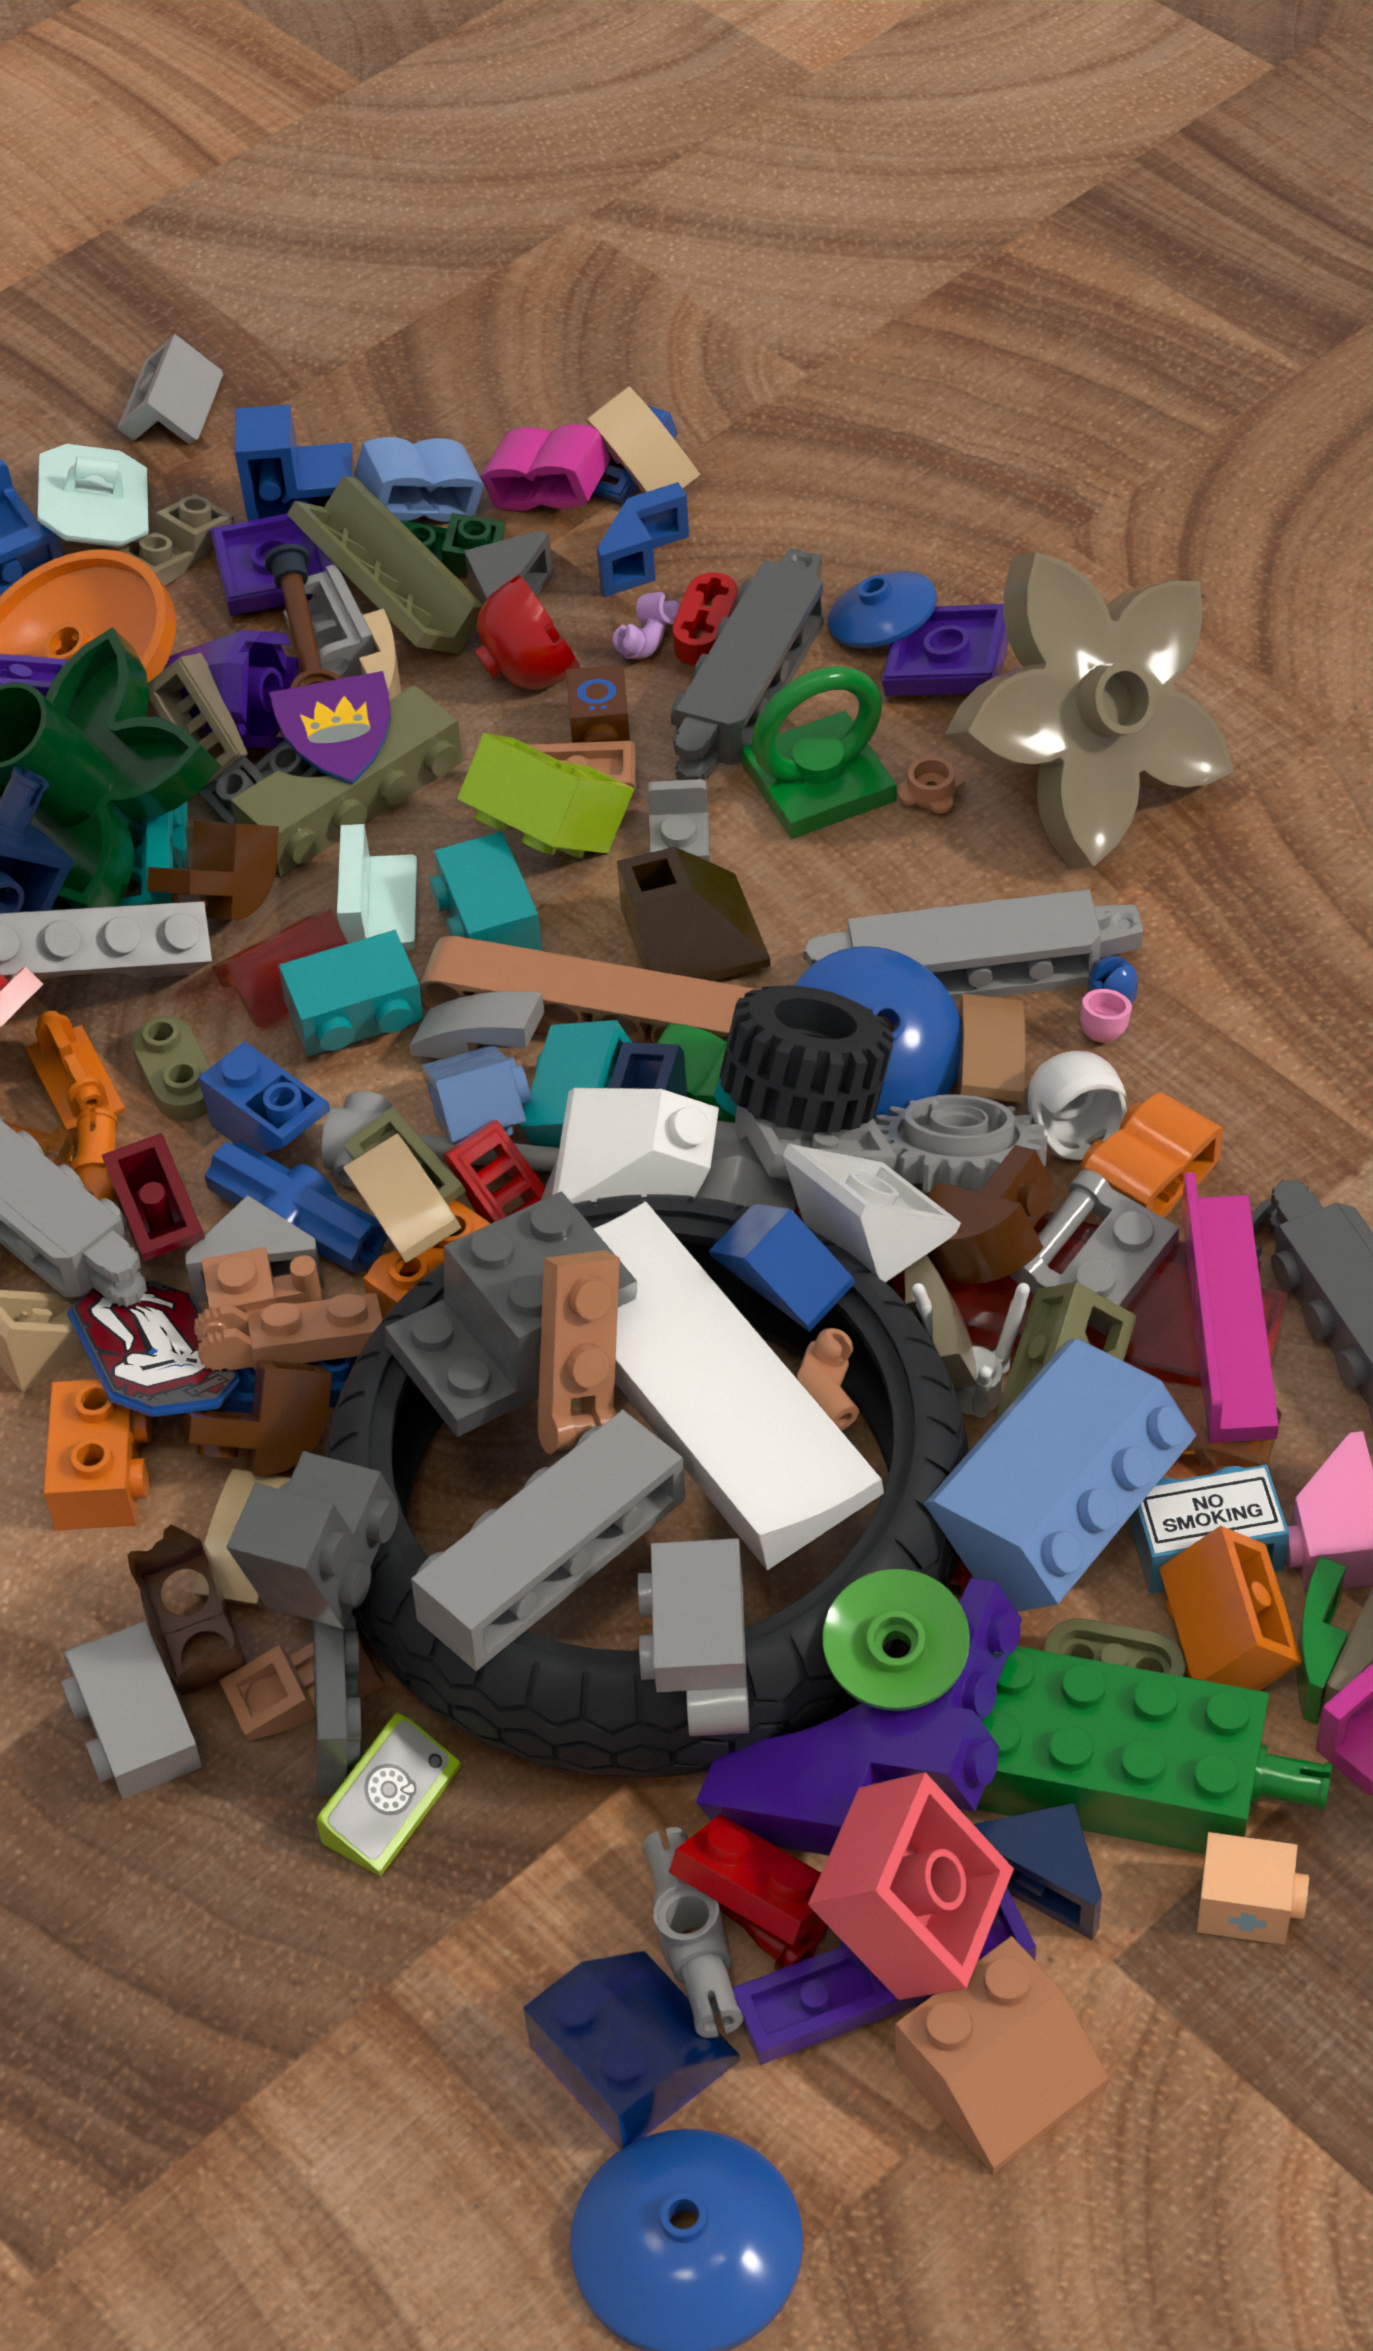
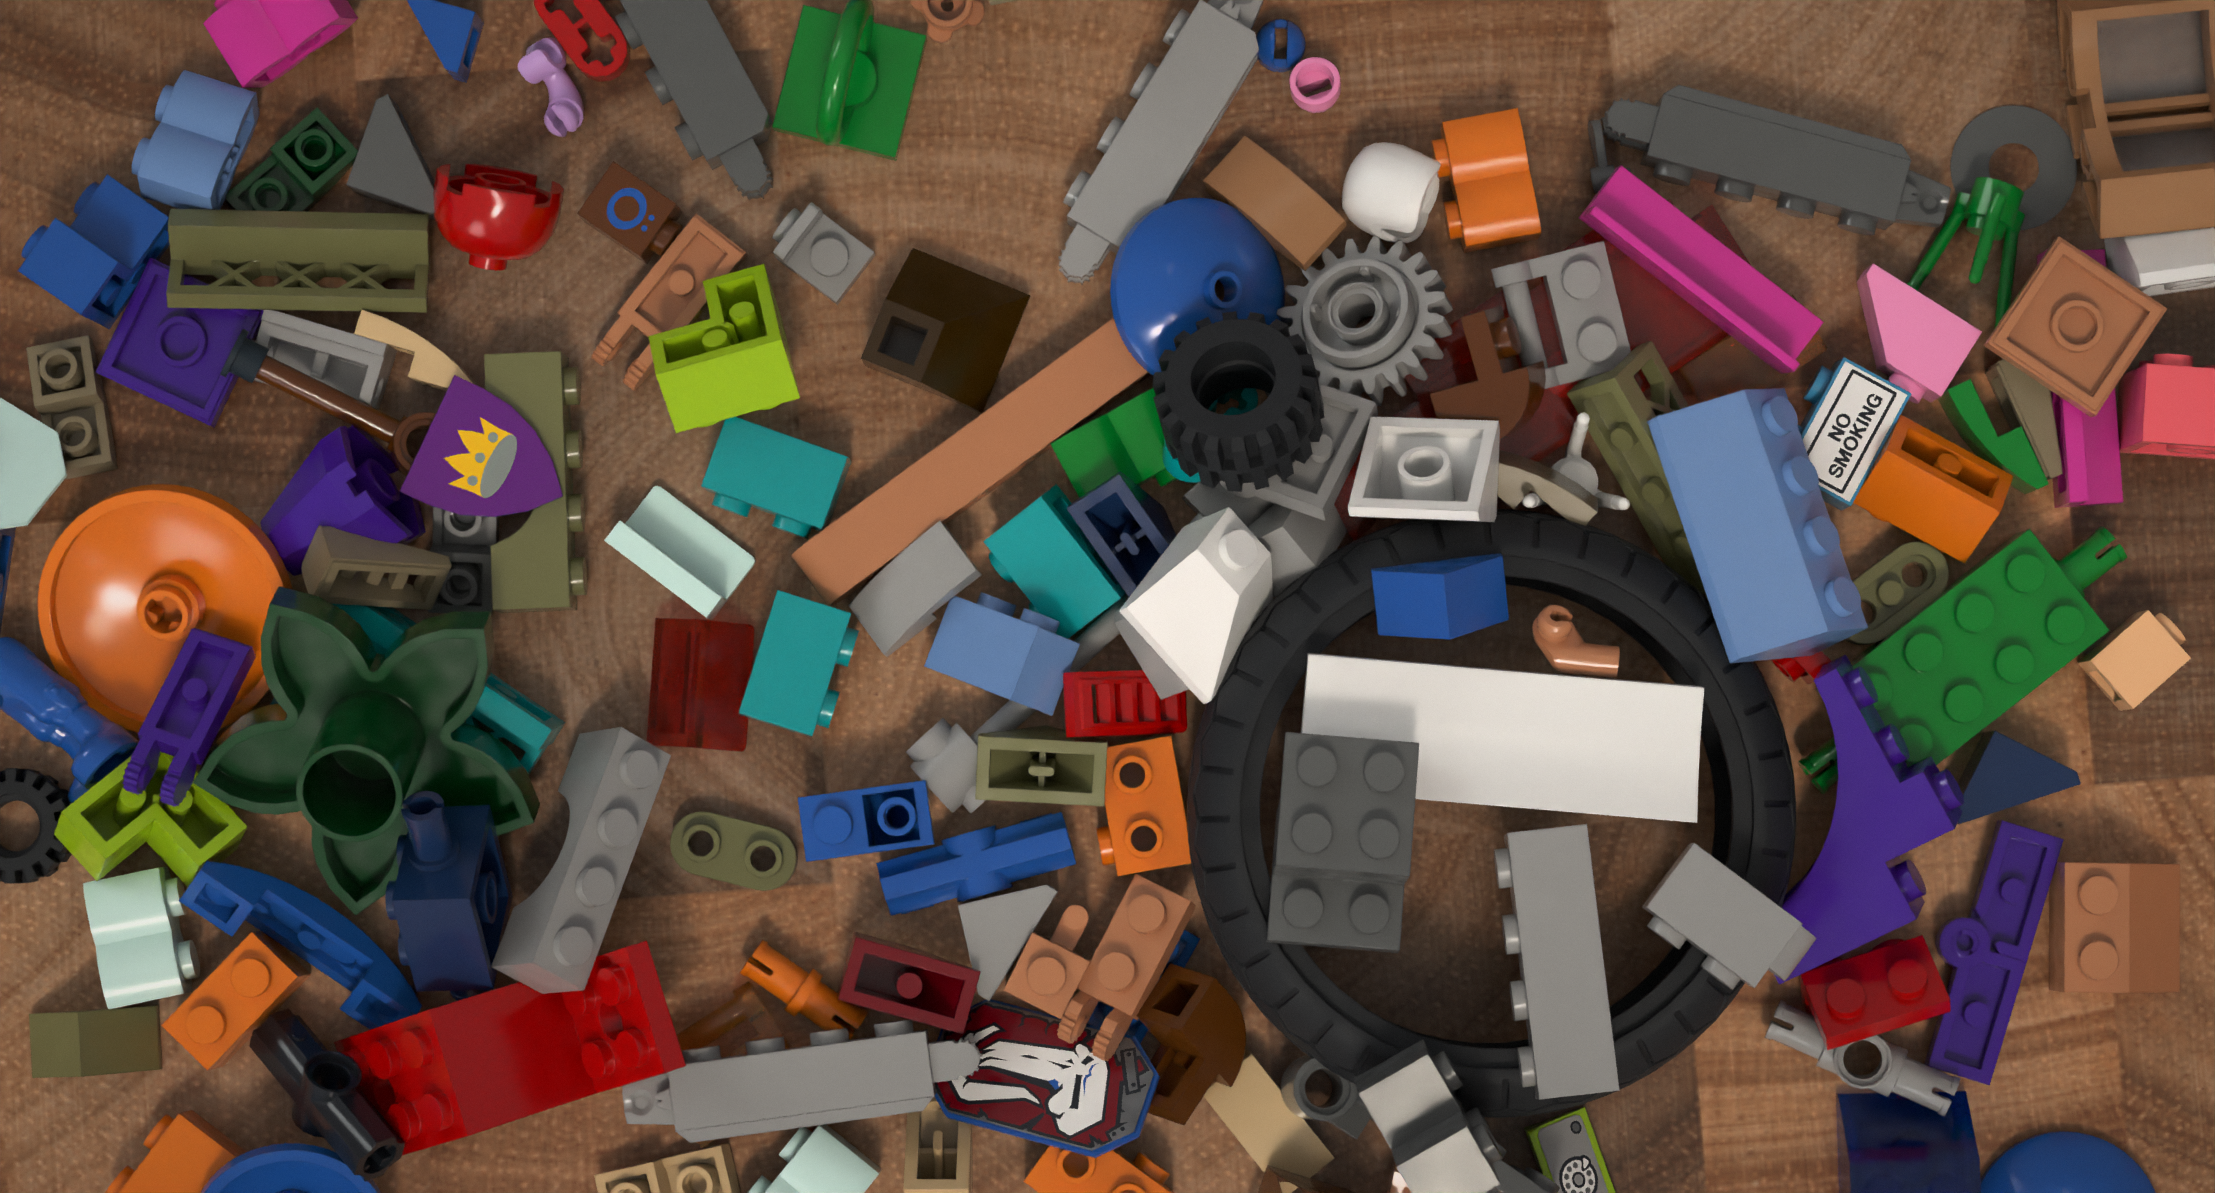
camera: 50 degrees left, 35 degrees up
(71, 1070) = (683, 938): orange hinge -> none
(228, 871) = (574, 670): reddish brown brick -> none
(402, 1197) = (1088, 802): tan slope -> none
(577, 1346) = (1441, 831): nougat plate -> none
(892, 1607) = (1856, 784): bright green dish -> none
(911, 1887) = (1996, 911): coral brick -> none

